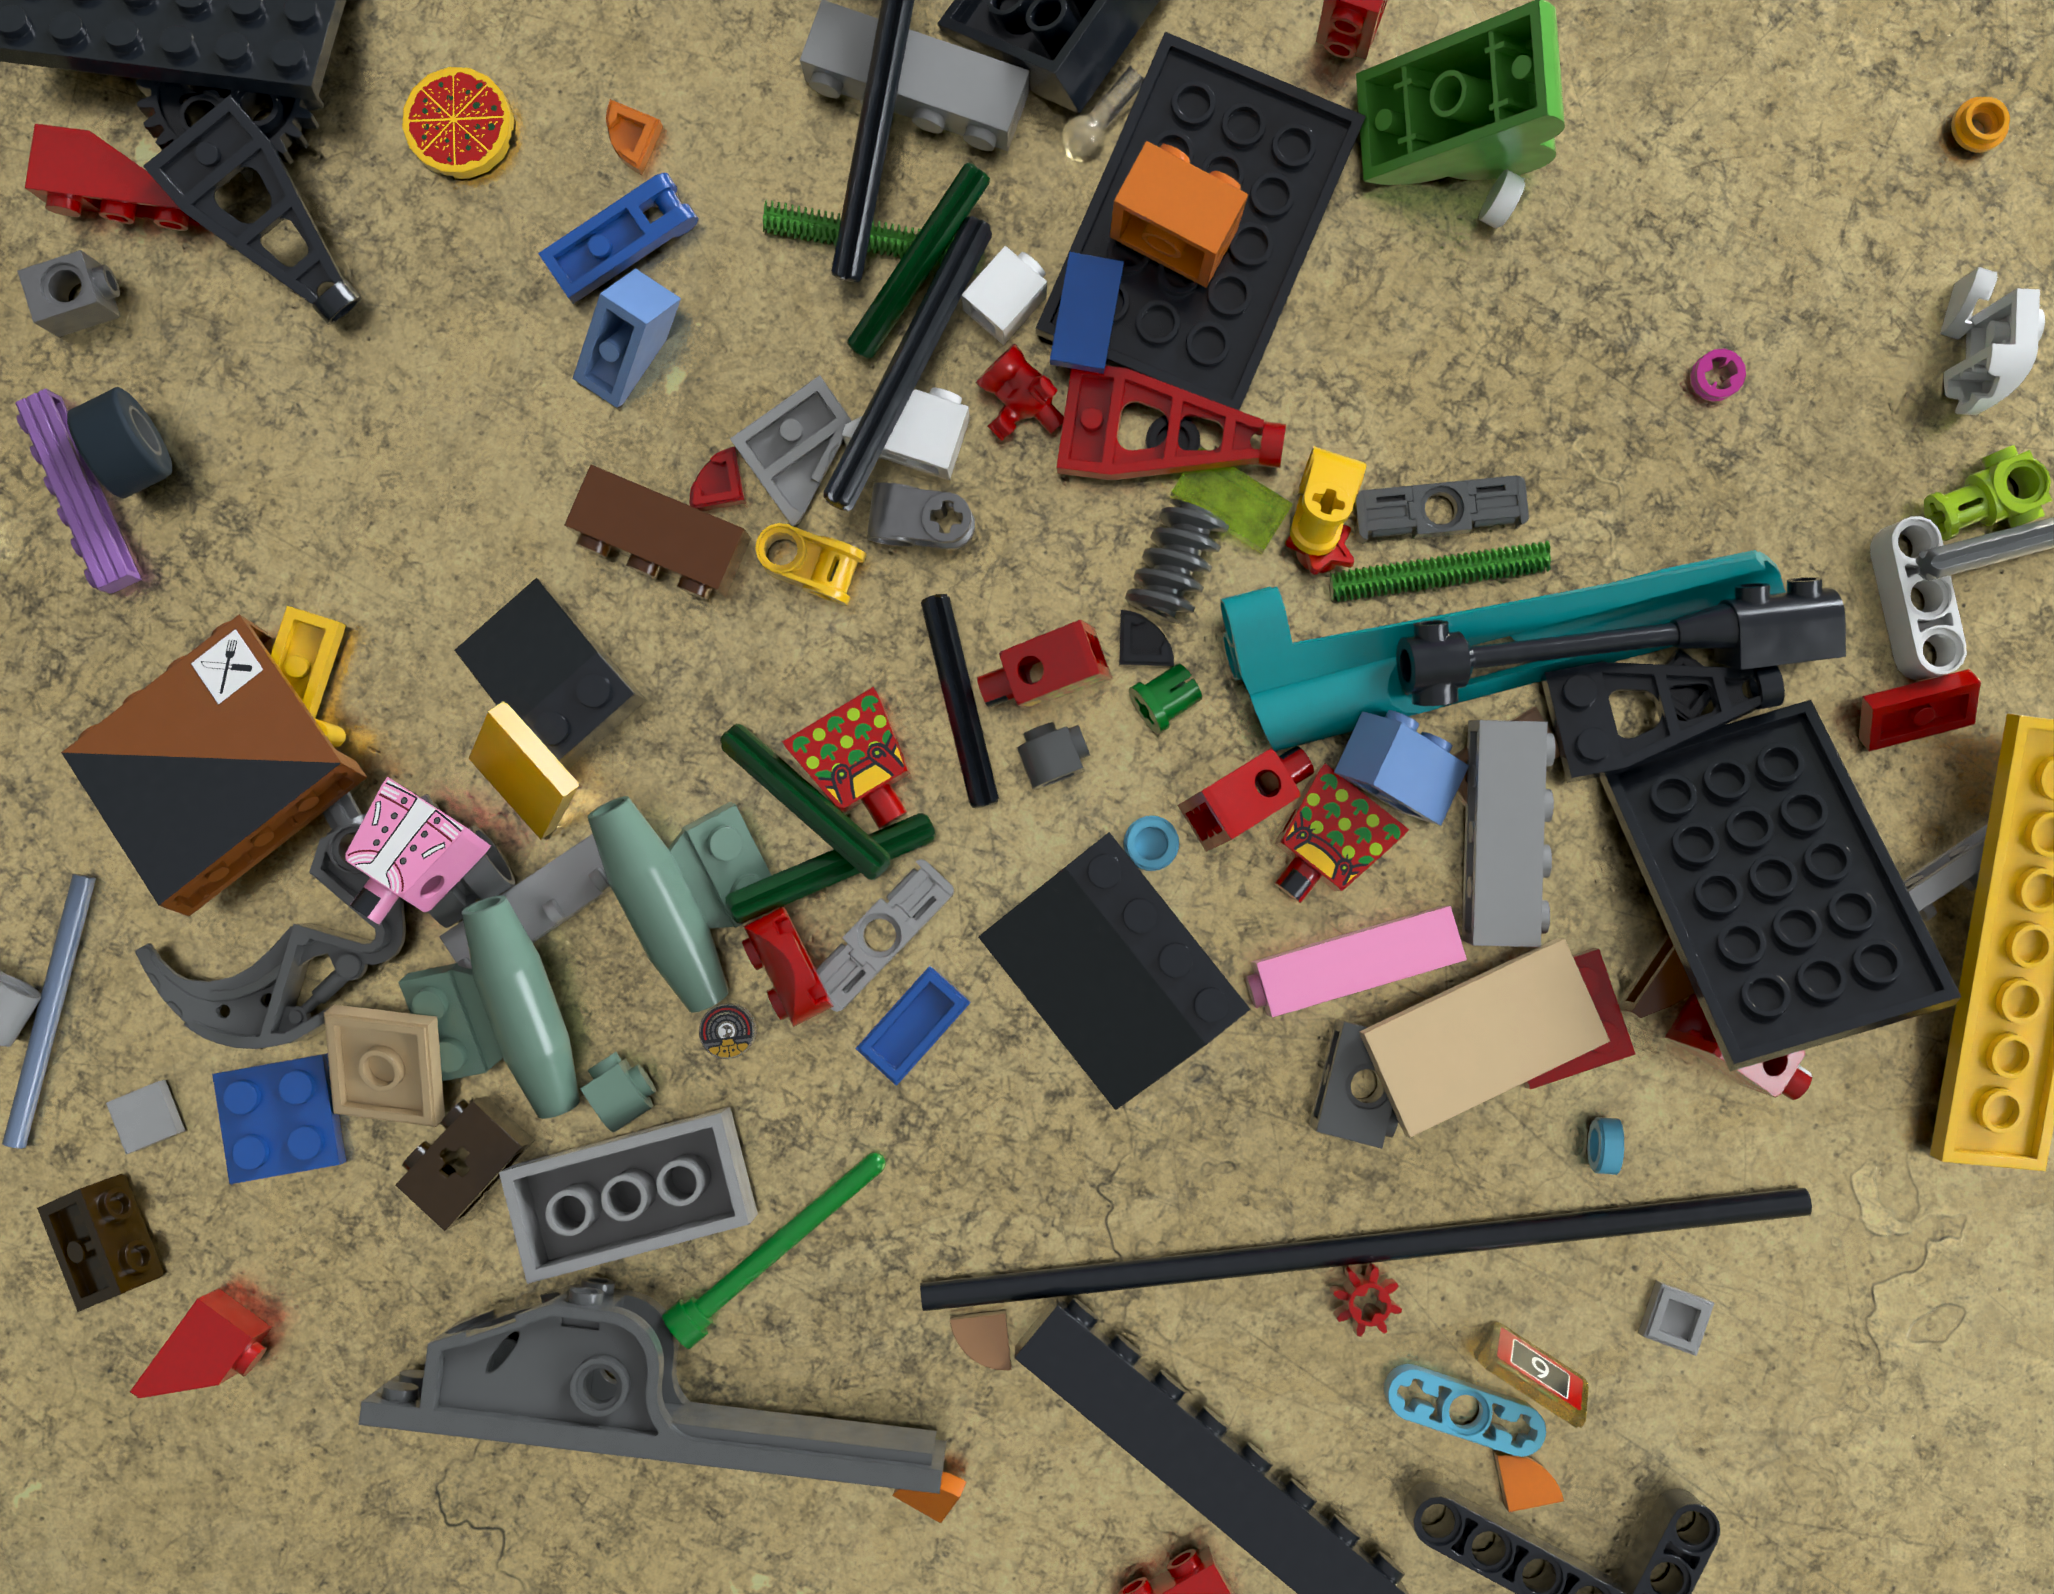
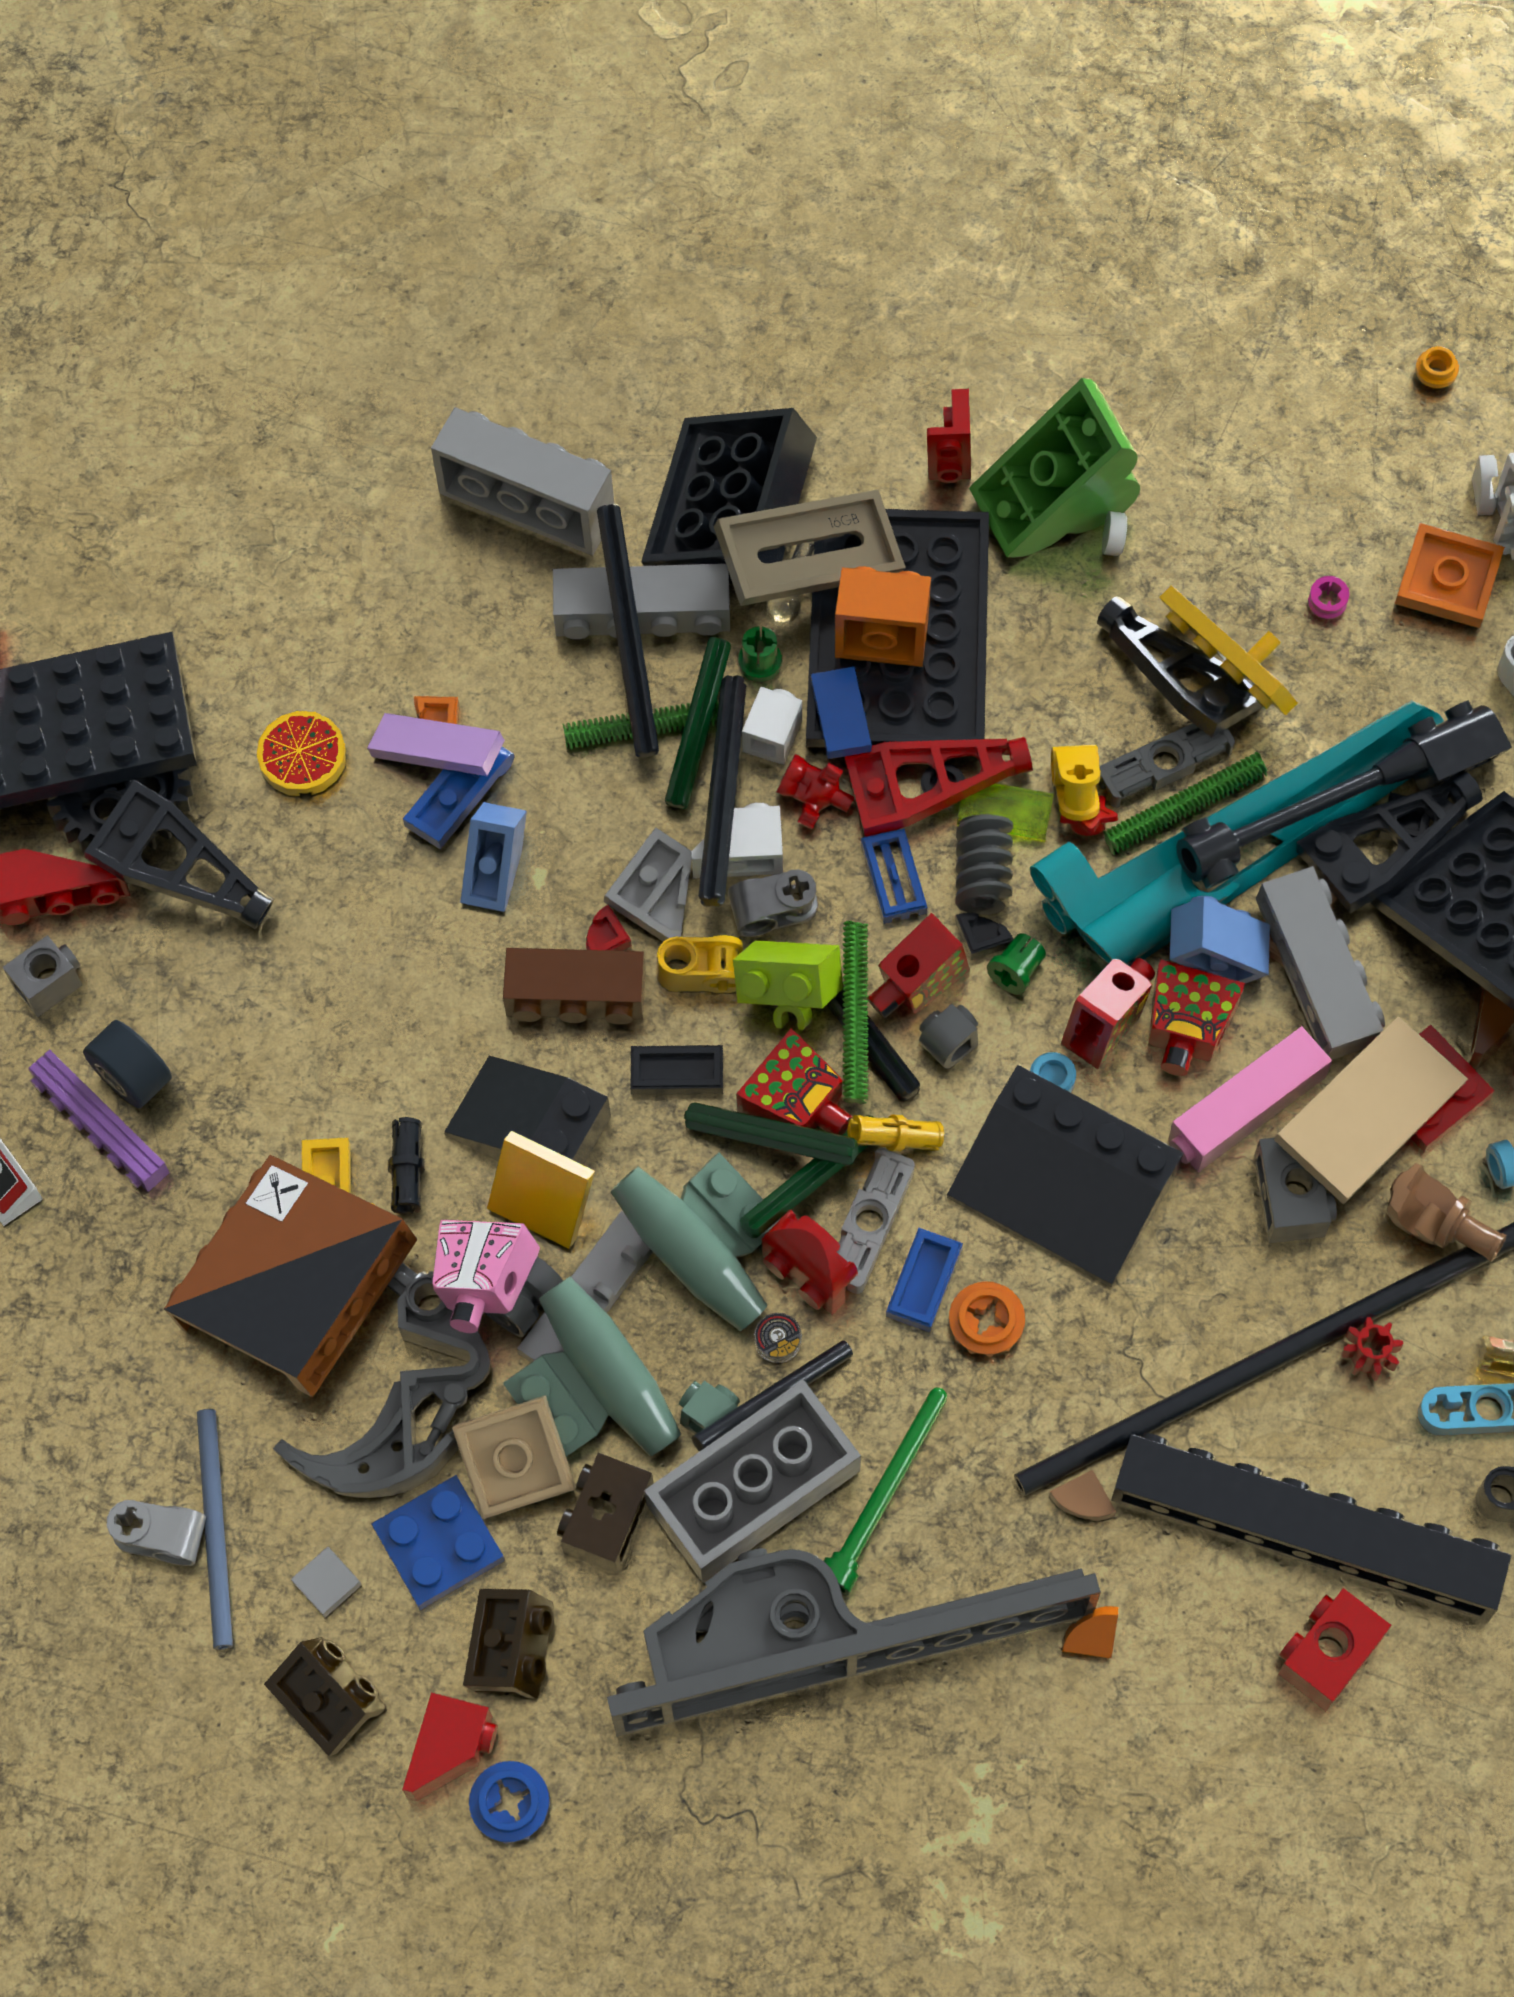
camera: 20 degrees left, 20 degrees down
(235, 1451) = (517, 1779): none -> blue gear
(310, 1263) = (509, 1642): none -> dark brown bracket
(395, 676) = (406, 1166): none -> black pin
(608, 174) = (436, 744): none -> lavender tile
(689, 1104) = (809, 1372): none -> black bar
(738, 674) = (676, 1070): none -> black tile
(895, 621) = (789, 977): none -> lime brick
(944, 852) = (896, 1132): none -> yellow pin
(955, 693) = (854, 1010): none -> bright green axle
(961, 1125) = (978, 1299): none -> orange gear
(1036, 210) = (769, 661): none -> green bush
(1066, 579) = (901, 908): none -> blue tile
(1089, 49) = (801, 523): none -> dark tan piece
(1505, 1180) = (1436, 1216): none -> medium nougat piece
(1518, 469) = (1209, 708): none -> black plate
(1575, 427) = (1237, 662): none -> yellow plate
(1872, 403) = (1449, 575): none -> orange plate

